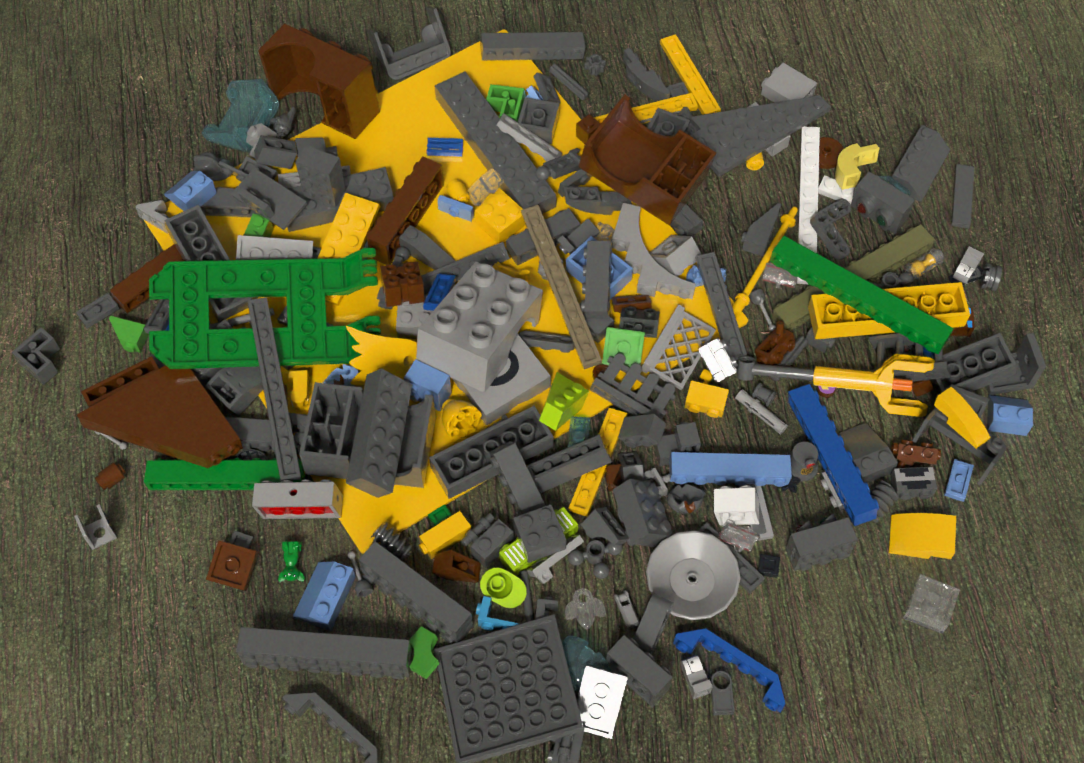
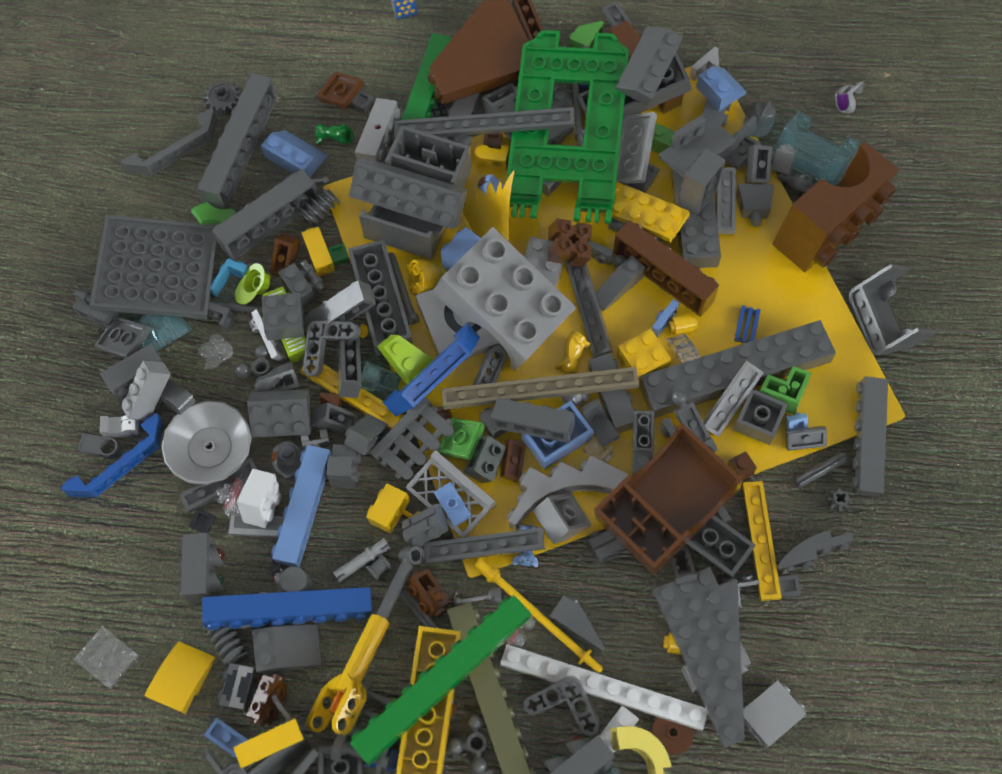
camera: 105 degrees right, 5 degrees up
(110, 476) = (449, 14): reddish brown brick -> none
(182, 100) = (846, 102): none -> light grey piece
(188, 236) = (649, 63): none -> dark grey slope
(252, 689) = (222, 97): none -> dark grey gear
(440, 288) = (558, 277): blue tile -> none
(551, 487) = (323, 335): none -> dark grey beam
(595, 388) = (434, 373): none -> blue slope
(627, 611) = (198, 385): light grey bar -> none
(658, 646) = (145, 390): none -> light grey brick
(689, 75) = (808, 604): yellow plate -> none
(689, 341) = (452, 504): none -> medium blue plate

